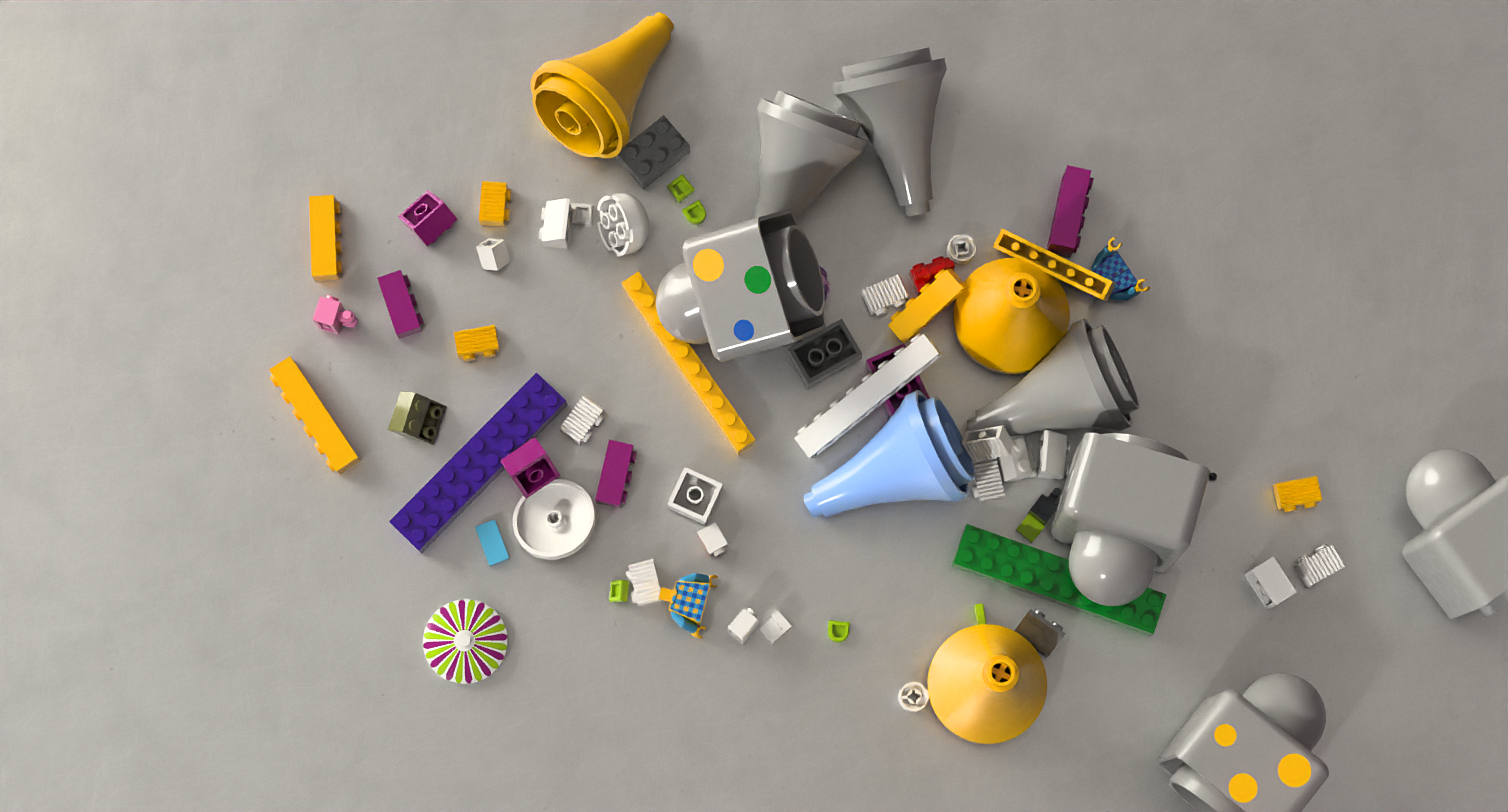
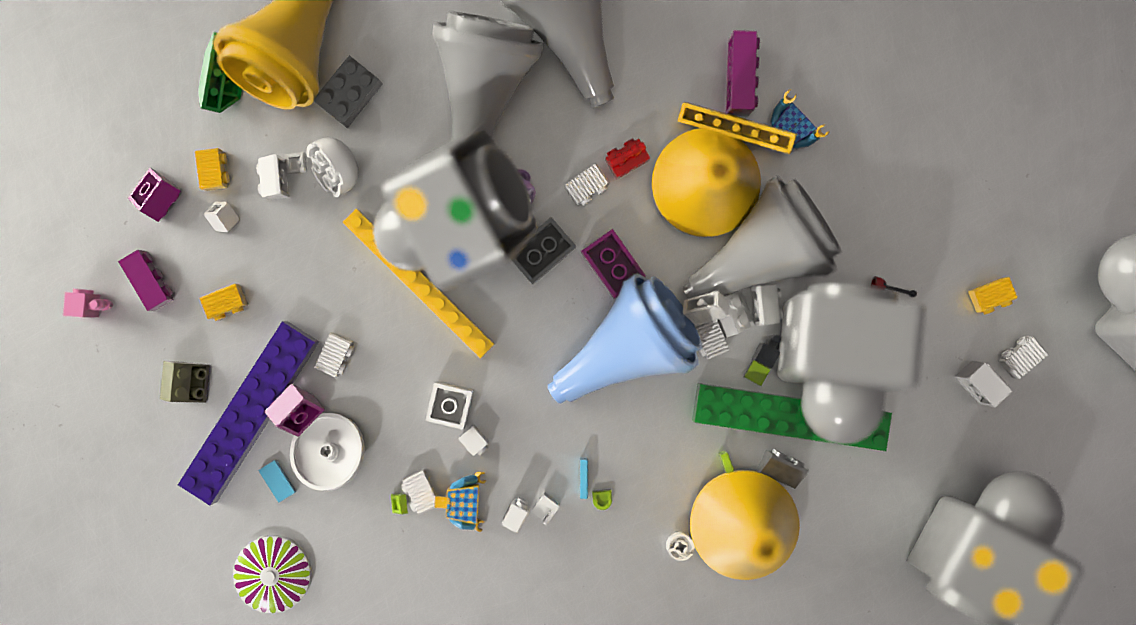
camera: 10 degrees left, 10 degrees up
(314, 414) = (91, 398): yellow brick -> none
(324, 237) = (63, 231): yellow brick -> none
(518, 119) = (215, 87): none -> green wedge
(615, 474) = (374, 398): magenta brick -> none
(680, 188) = (380, 120): lime tile -> none
(695, 213) = (398, 141): lime tile -> none
(825, 591) = (583, 478): none -> medium azure tile
(868, 396) = (590, 284): white brick -> none
(927, 305) = (627, 189): yellow brick -> none
(963, 257) = (648, 119): white wheel -> none

